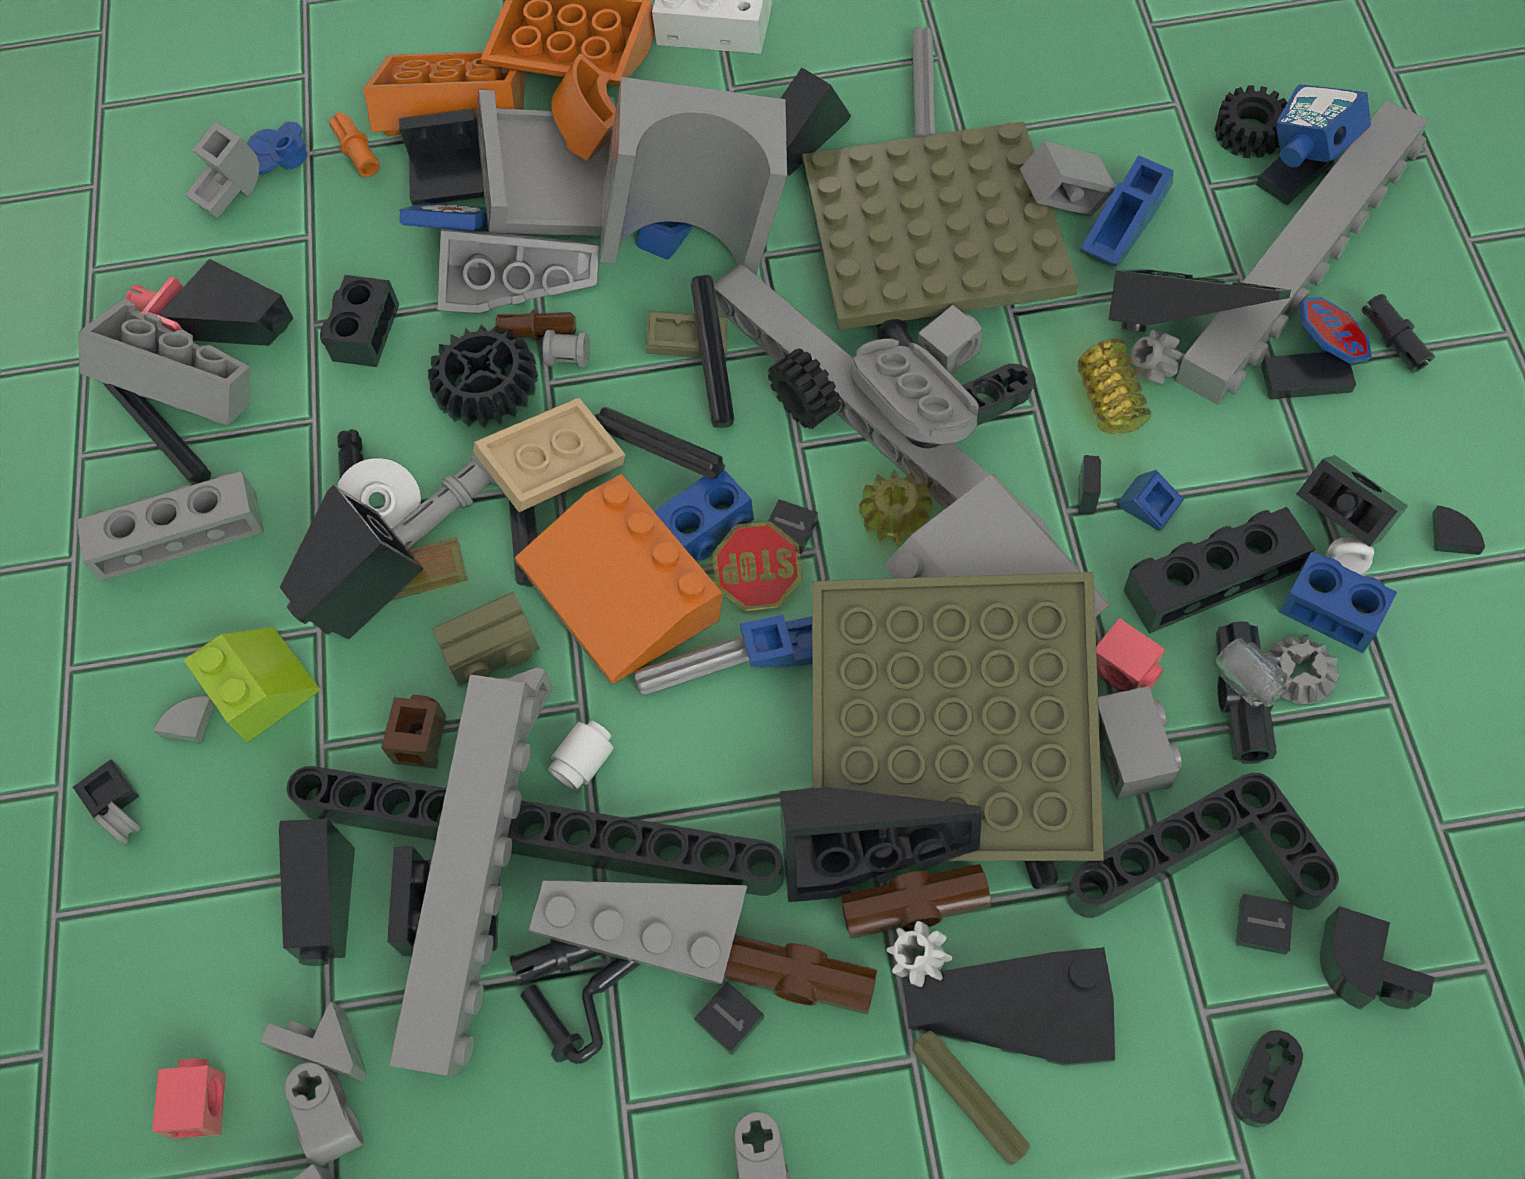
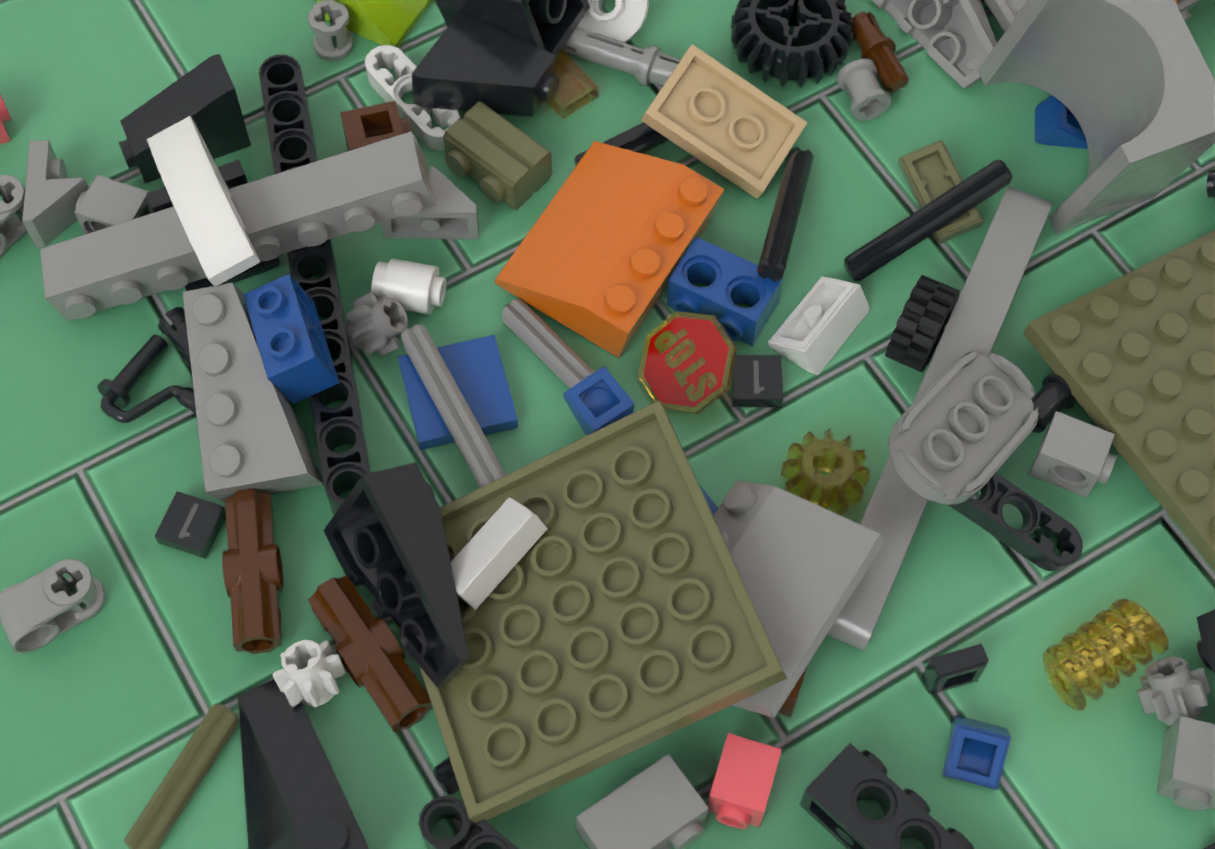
camera: 60 degrees right, 0 degrees up
(276, 732) = (323, 34): none -> light grey bush
(367, 680) = (390, 91): none -> white beam
(373, 989) = (110, 204): none -> light grey brick
(399, 612) = (487, 66): none -> black slope
(440, 880) = (202, 201): none -> white slope
(609, 790) = (376, 324): none -> light grey gear
(609, 856) = (290, 339): none -> blue brick
(697, 753) = (481, 380): none -> blue tile
(721, 756) = (452, 405): none -> light grey axle
(757, 464) = (821, 324): none -> white slope
(879, 757) = (495, 551): none -> white slope

